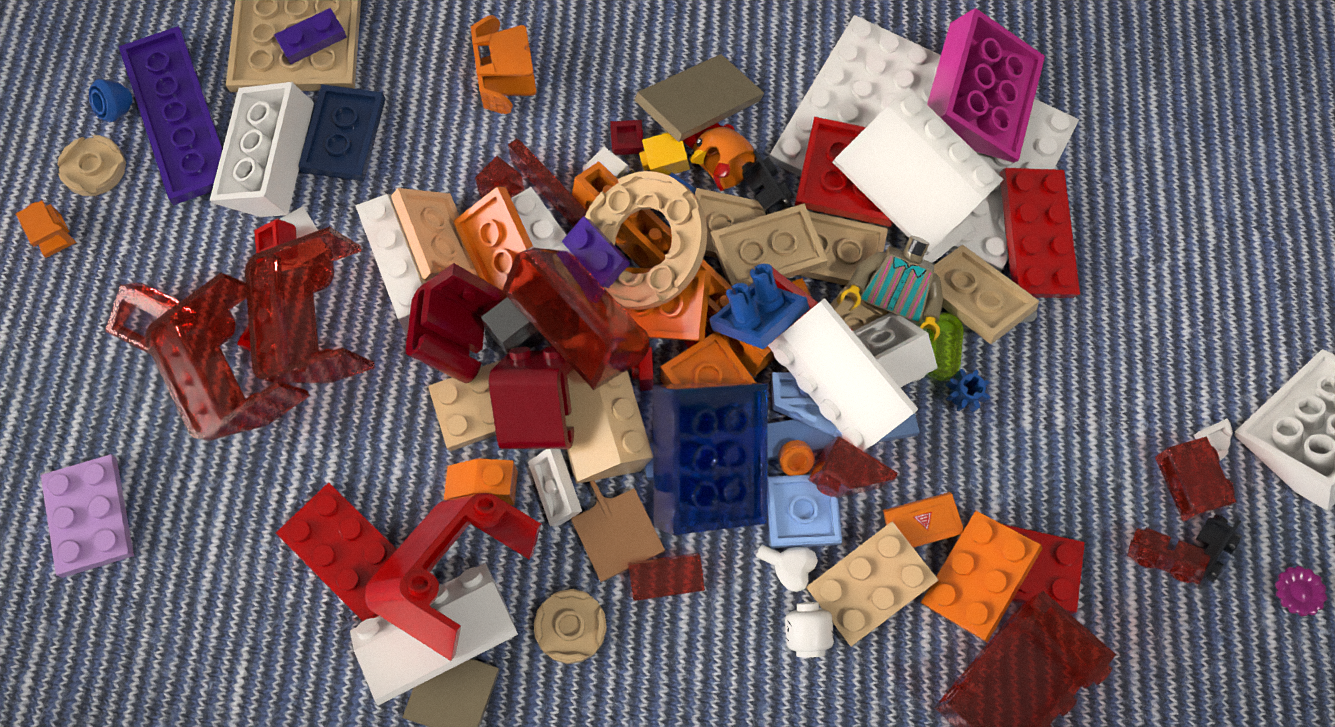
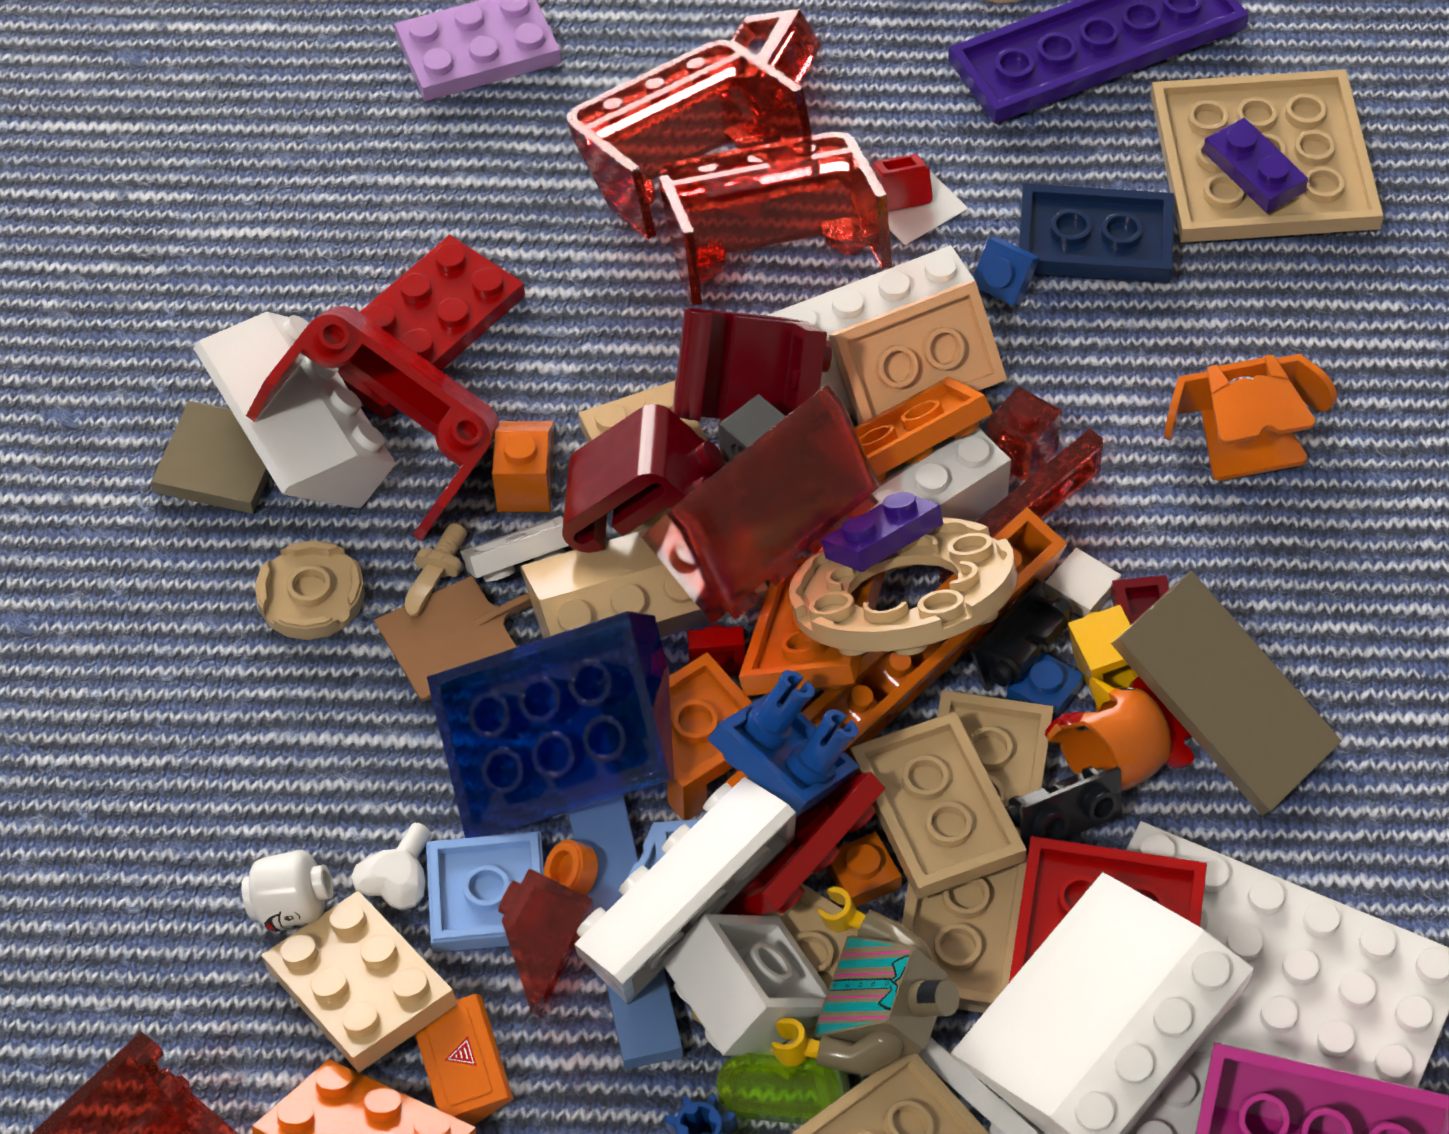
camera: 90 degrees right, 15 degrees down
(263, 149) = (1043, 137): white slope -> none
(367, 182) = (1005, 271): none -> blue plate
(559, 541) = (436, 564): none -> tan piece
(666, 576) = (379, 701): clear red tile -> none

